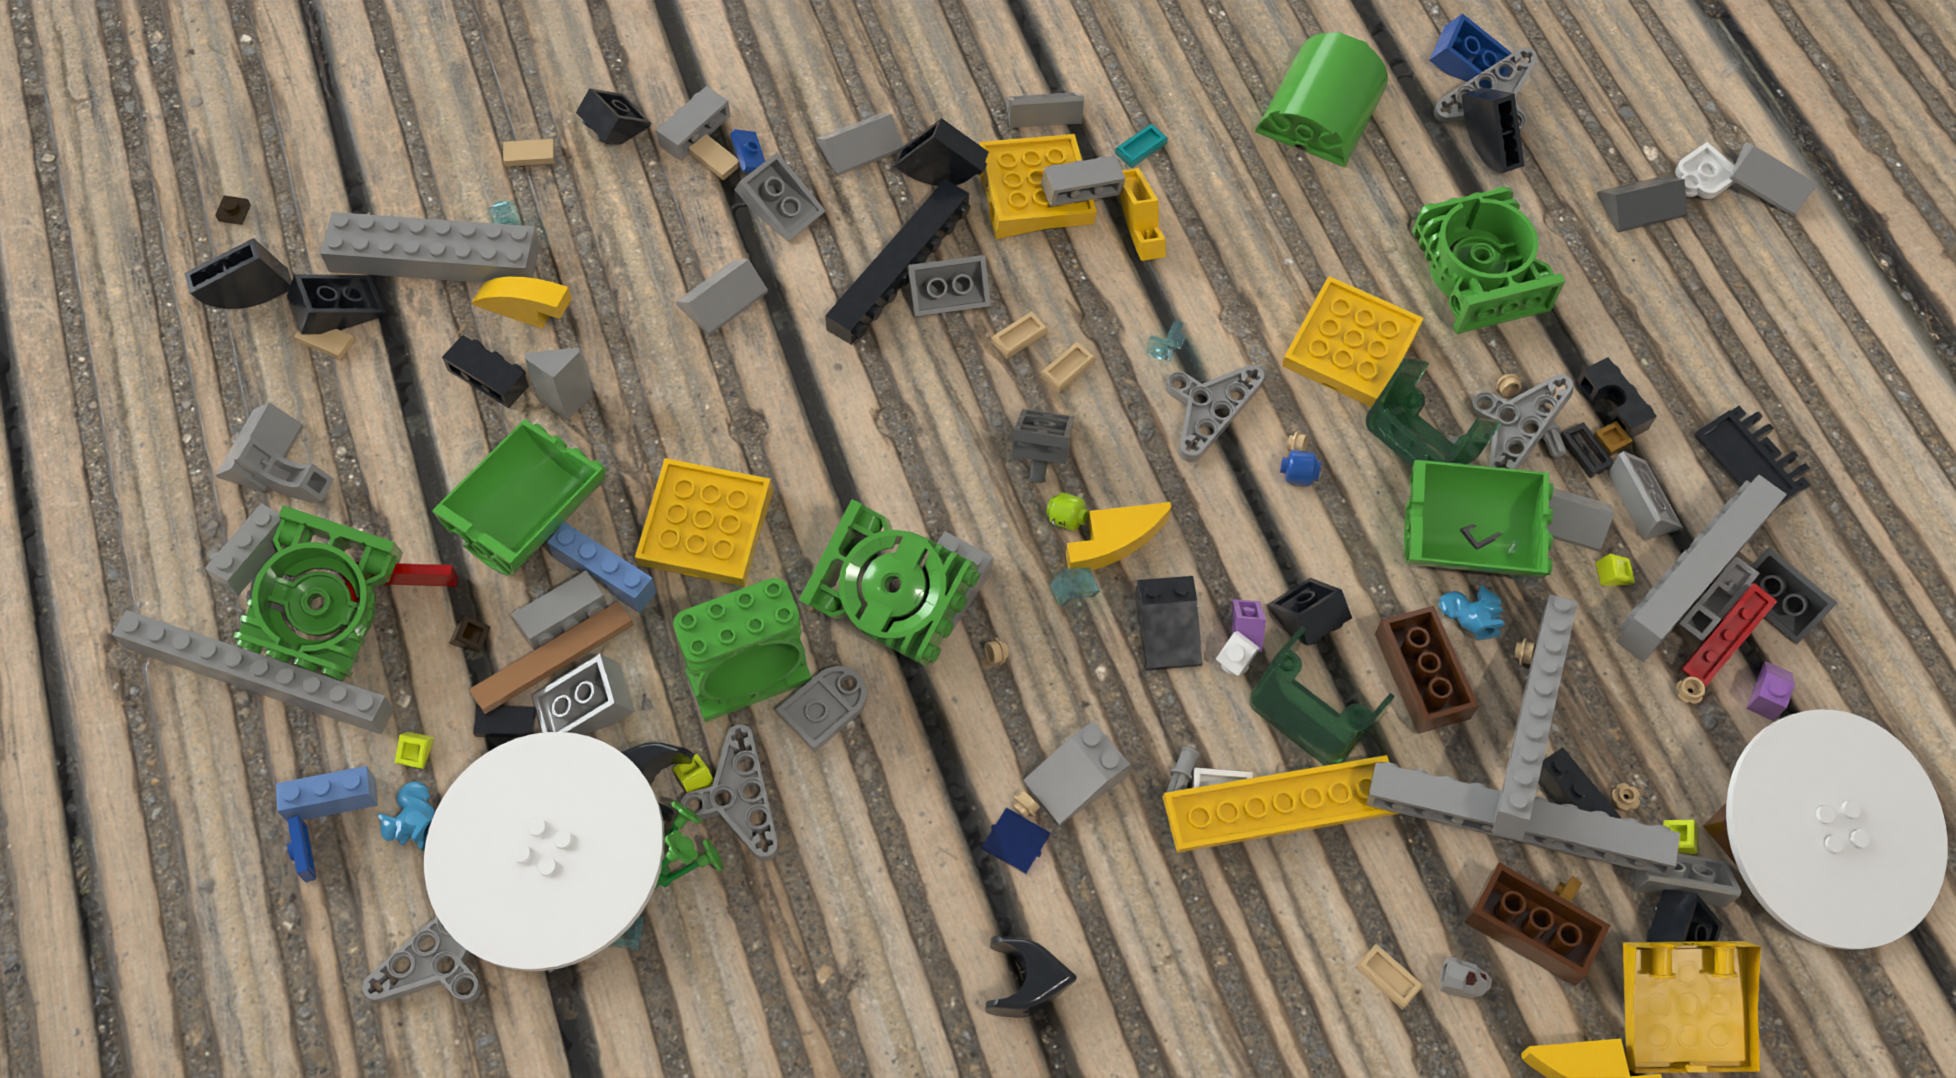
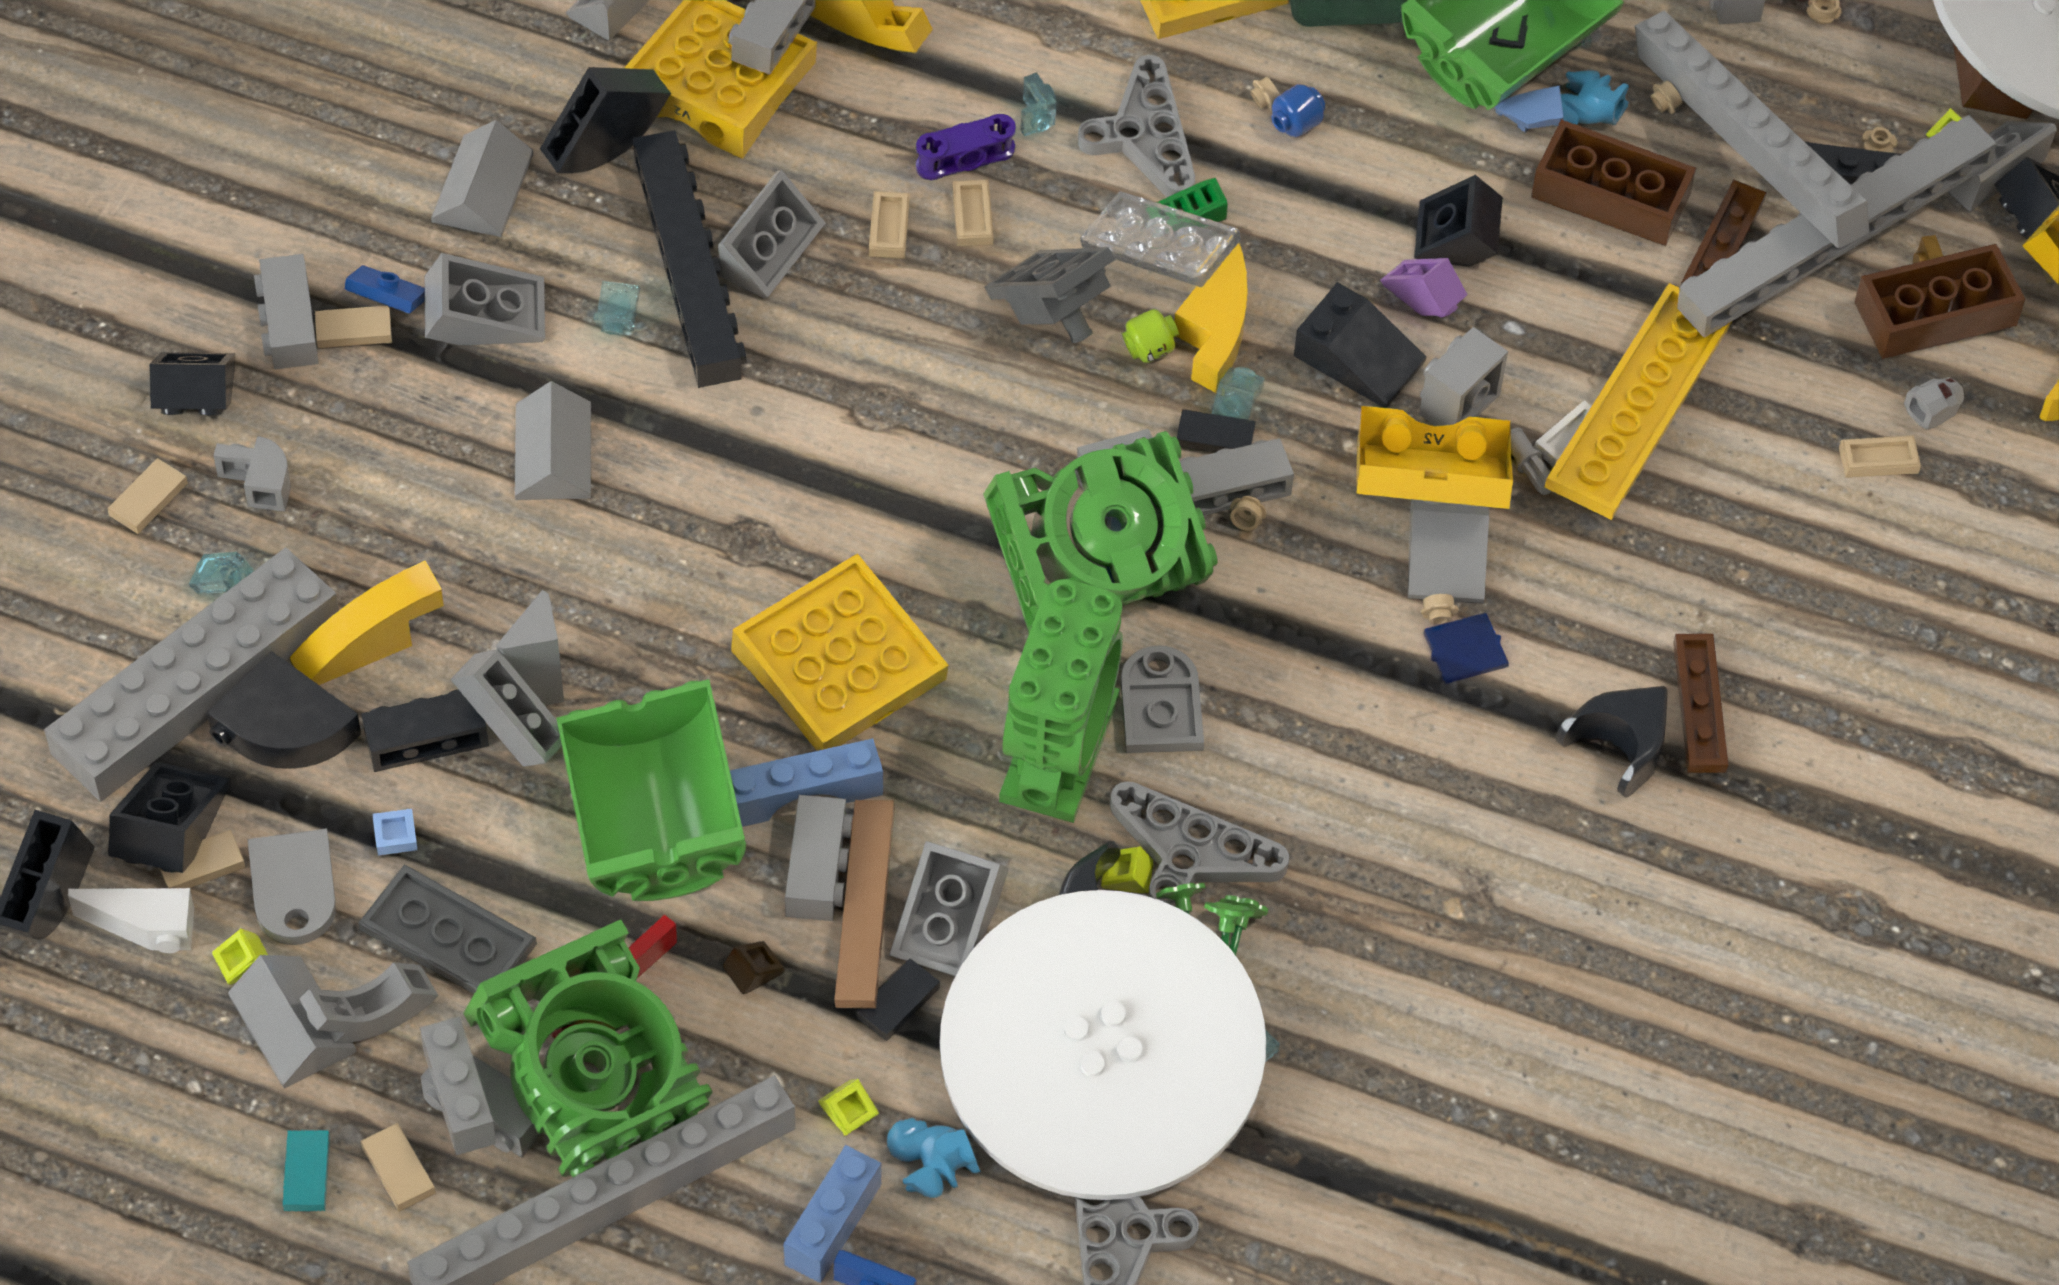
camera: 50 degrees left, 5 degrees down
(169, 524) = (306, 1170): none -> teal tile
(194, 574) = (398, 1167): none -> tan tile
(265, 340) = (147, 916): none -> white slope
(283, 397) = (238, 954): none -> neon yellow slope
(344, 387) = (290, 881): none -> light grey tile
(370, 477) = (445, 930): none -> dark grey tile
(411, 406) = (394, 832): none -> light blue plate
(438, 303) = (282, 718): none -> black brick
(515, 391) = (509, 707): none -> light grey brick
(584, 187) = (261, 468): none -> light grey brick
(835, 255) = (617, 307): none -> clear light blue bracket
(1011, 624) = (1228, 474): none -> light grey brick
(1037, 595) = (1213, 431): none -> black tile
(1096, 1006) = (1700, 703): none -> reddish brown plate
(1104, 329) = (965, 146): none -> dark purple piece
(1111, 721) = (1434, 463): none -> yellow piece
(1134, 466) = (1161, 238): none -> clear plate
(1188, 461) = (1199, 194): none -> green slope
(1192, 695) = (1463, 379): none -> light grey brick
(1237, 654) = (1453, 313): white bracket -> none
(1304, 716) = (1562, 313): clear green windscreen -> none
(1436, 587) = (1533, 108): none -> medium blue slope
(1462, 759) = (1728, 227): none -> reddish brown plate

